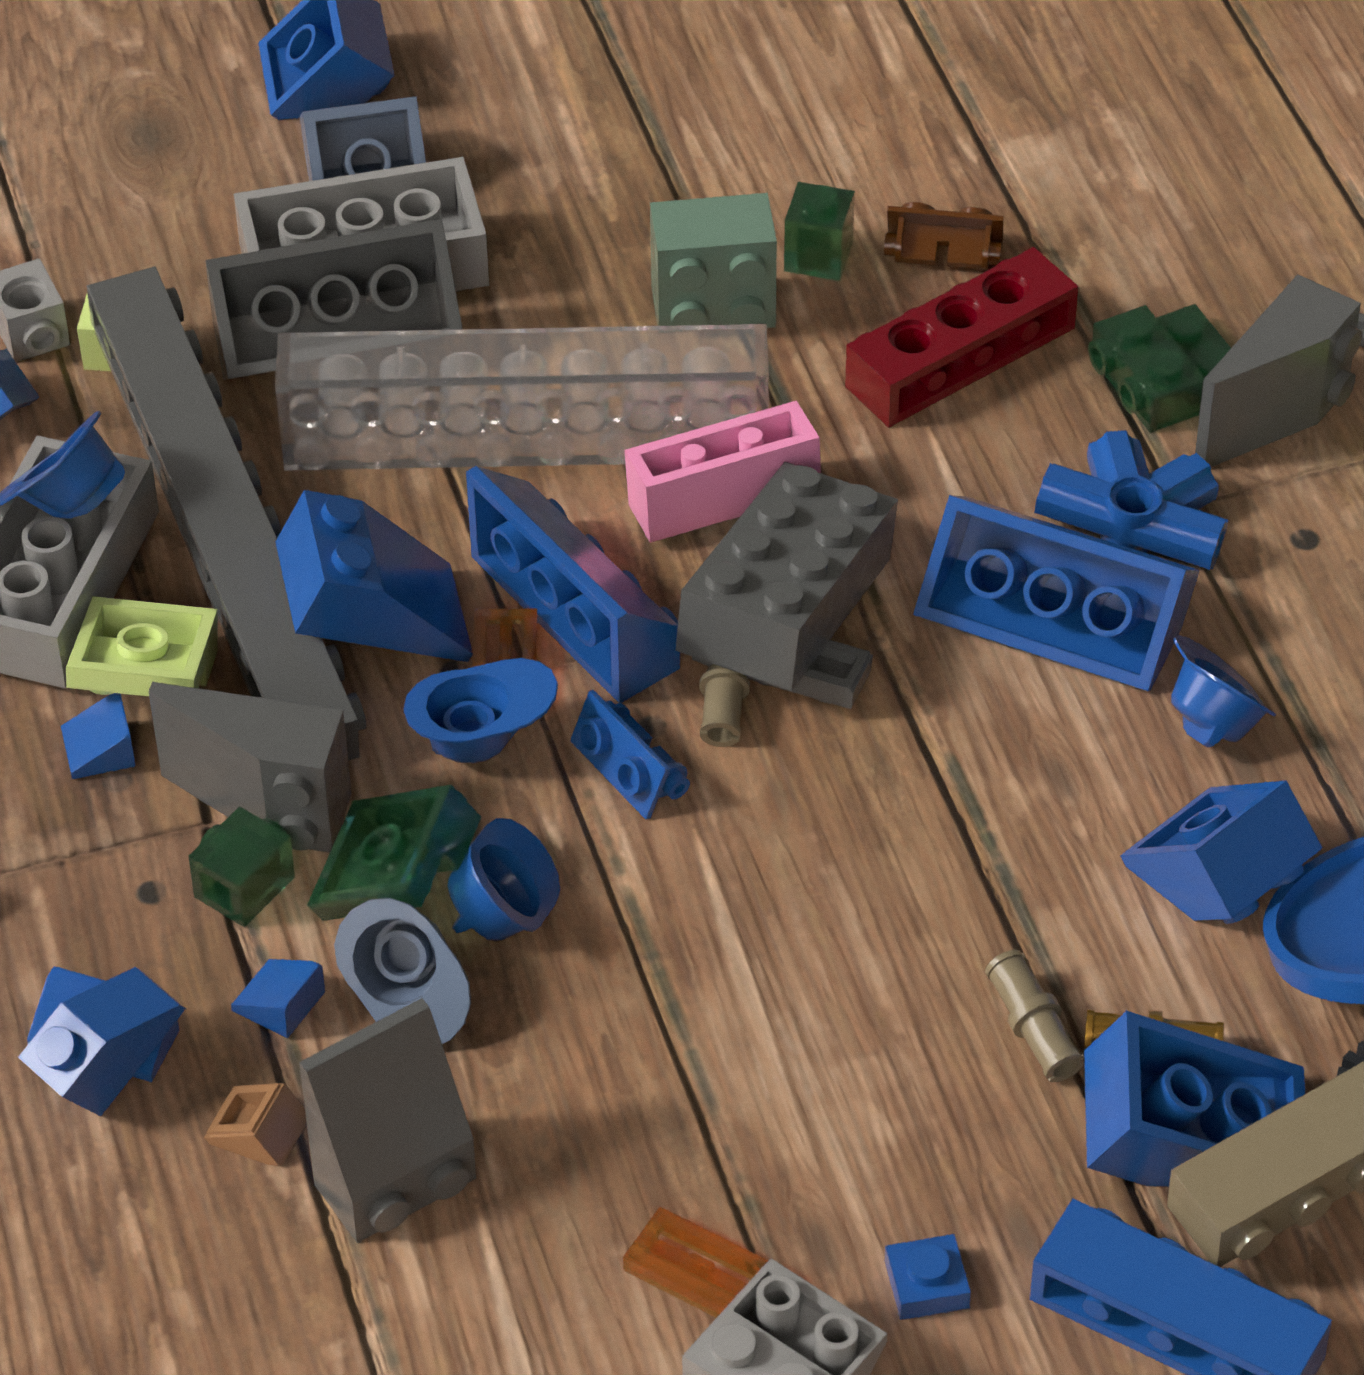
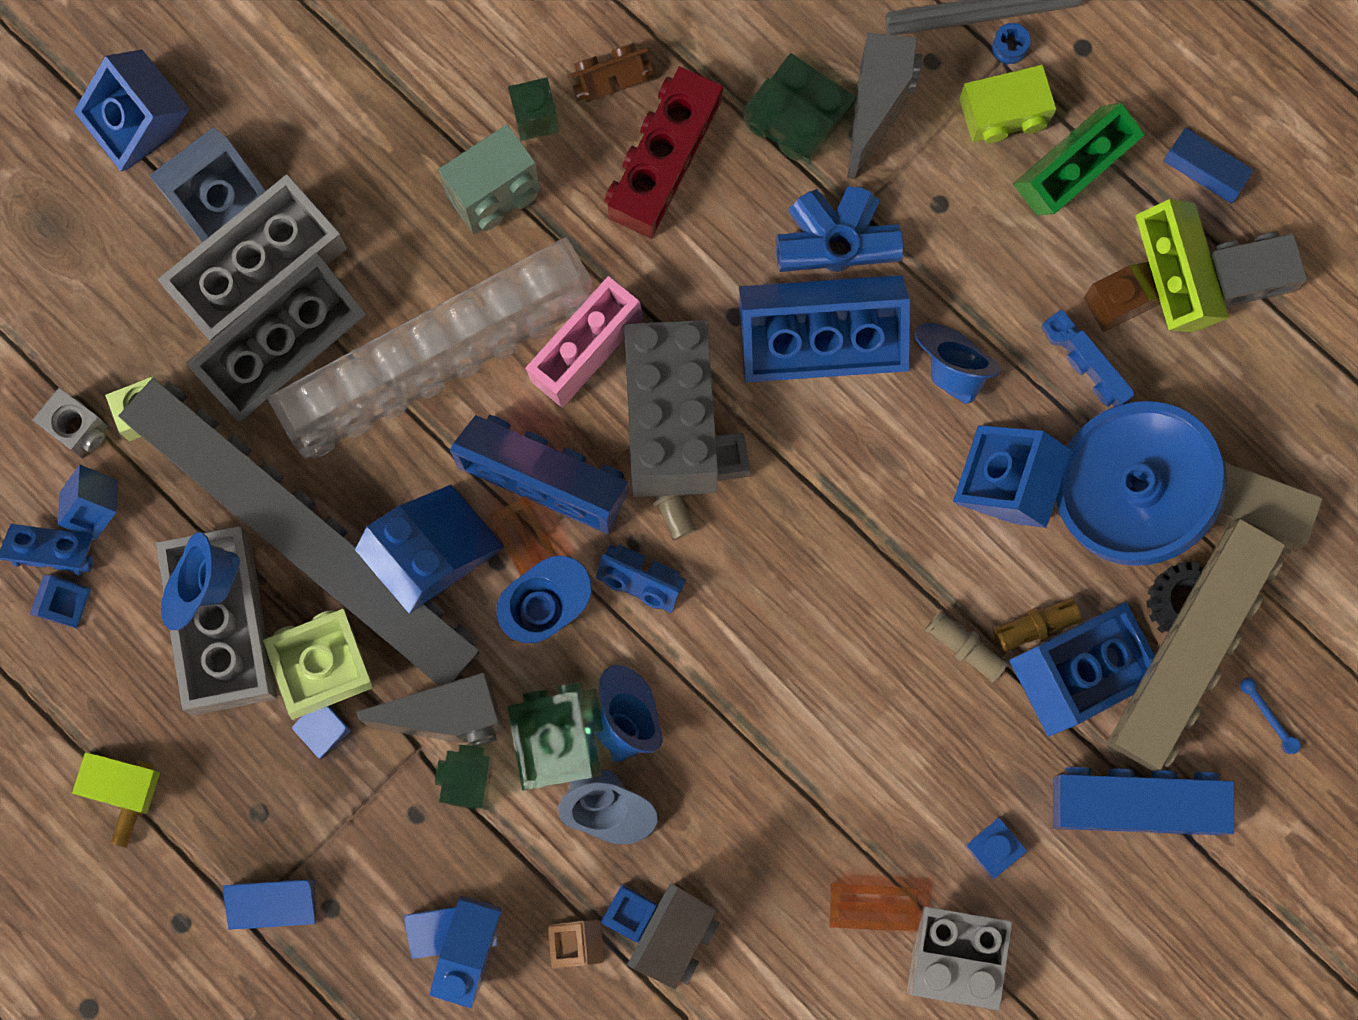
camera: 30 degrees left, 30 degrees up
(281, 994) = (536, 851): blue slope -> none

